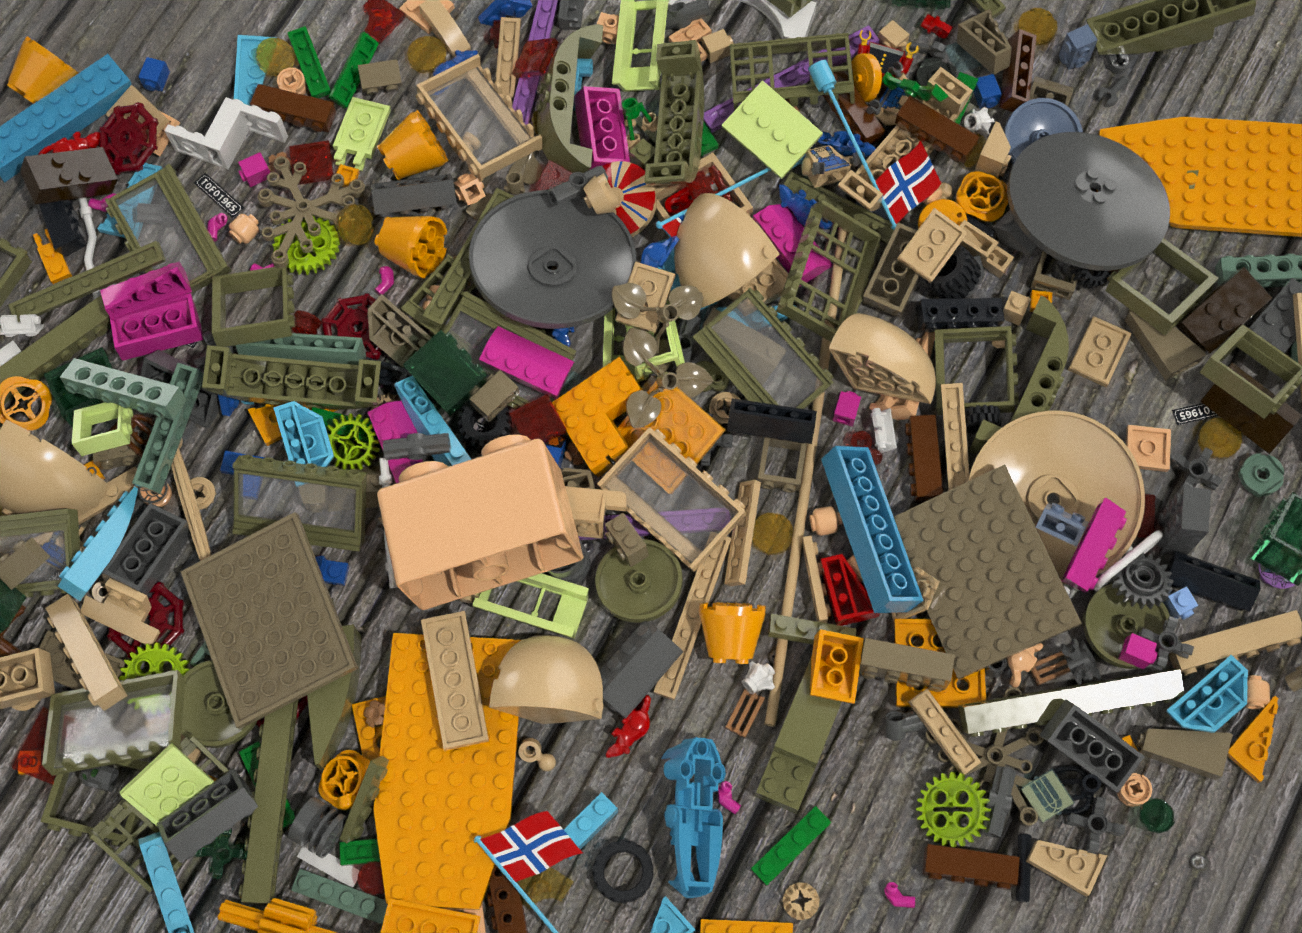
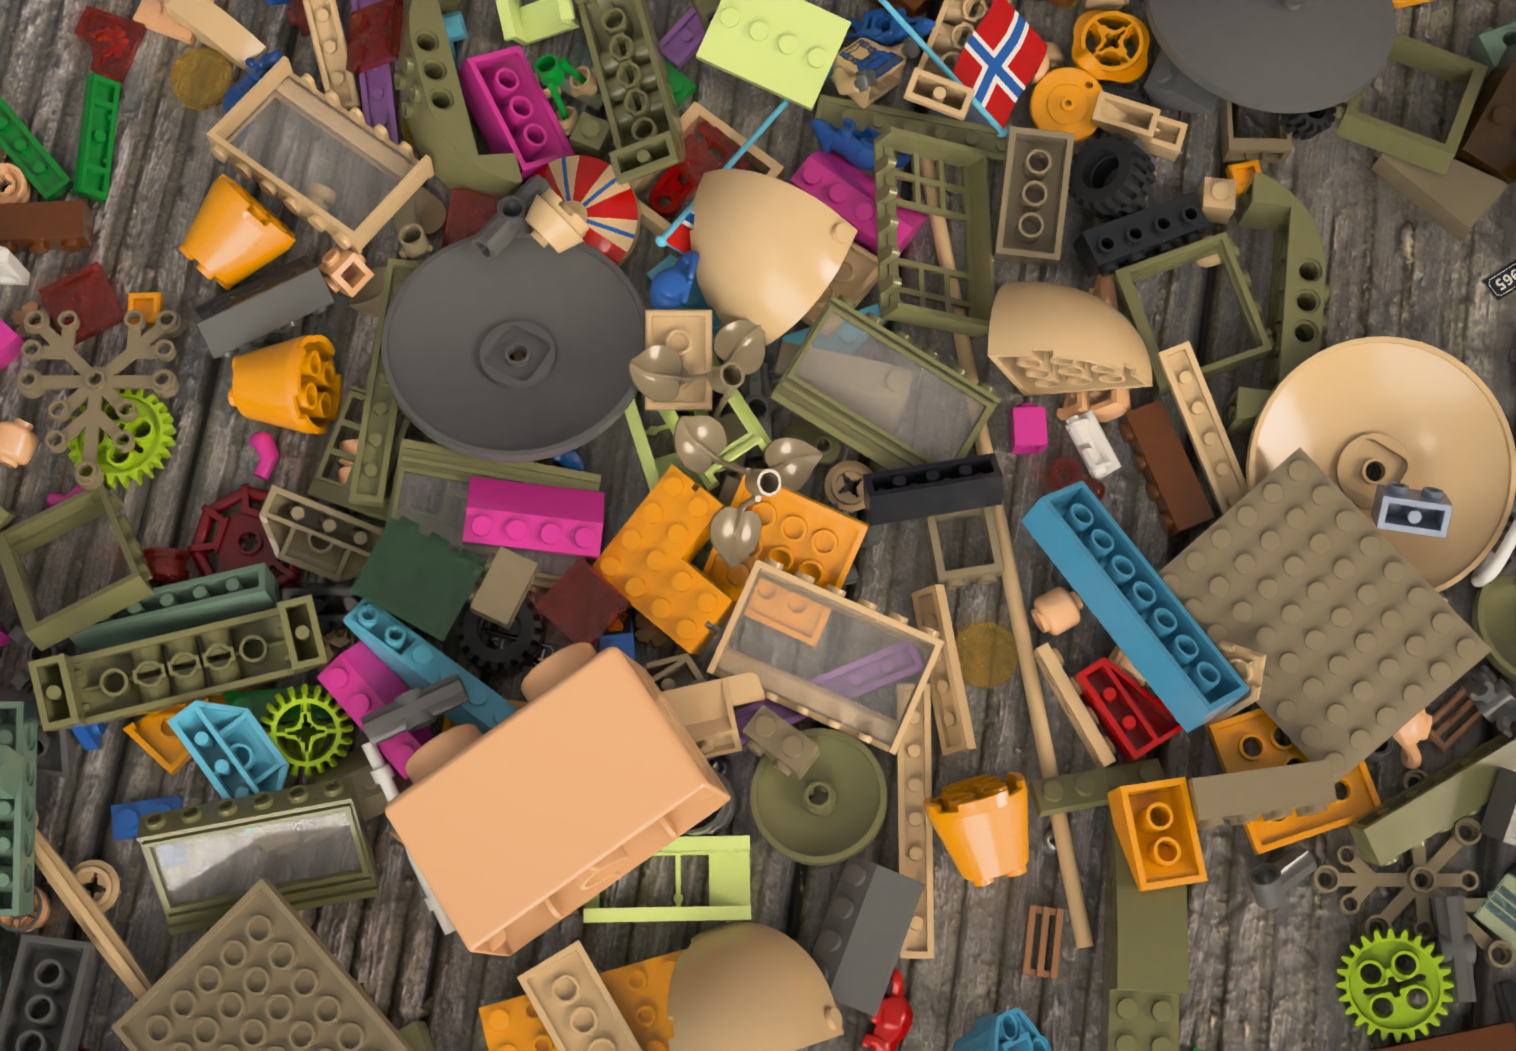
camera: 25 degrees left, 5 degrees up
(333, 571) = (346, 938): blue slope -> none
(355, 224) = (187, 382): clear yellow tile -> none
(360, 131) = (141, 231): yellowish green tile -> none
(380, 76) = (142, 136): dark tan brick -> none
(758, 678) = (1047, 884): white rock -> none
(932, 245) = (1073, 145): tan tile -> none
(944, 732) = (1342, 872): tan tile -> none
(975, 416) = (1227, 379): black tyre -> none
(1094, 545) = (1462, 554): dark pink slope -> none
(1099, 351) = (1354, 225): tan tile -> none
(1149, 447) = (1476, 343): light nougat plate -> none

